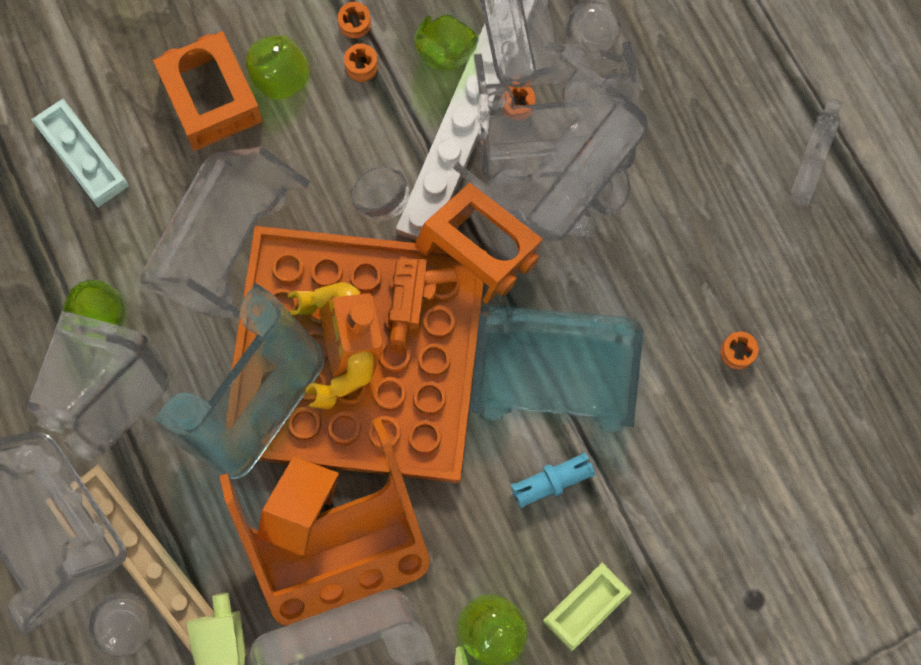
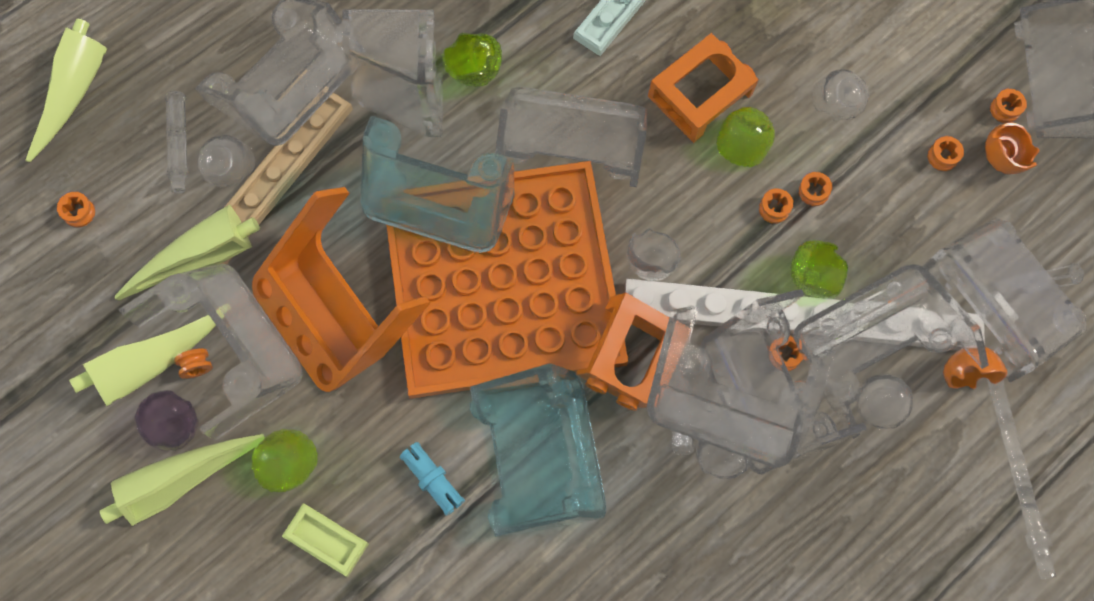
camera: 70 degrees right, 0 degrees up
(296, 505) = (349, 262): orange panel -> none
(350, 338) = (504, 260): torso -> none
(411, 285) = (572, 303): orange piece -> none

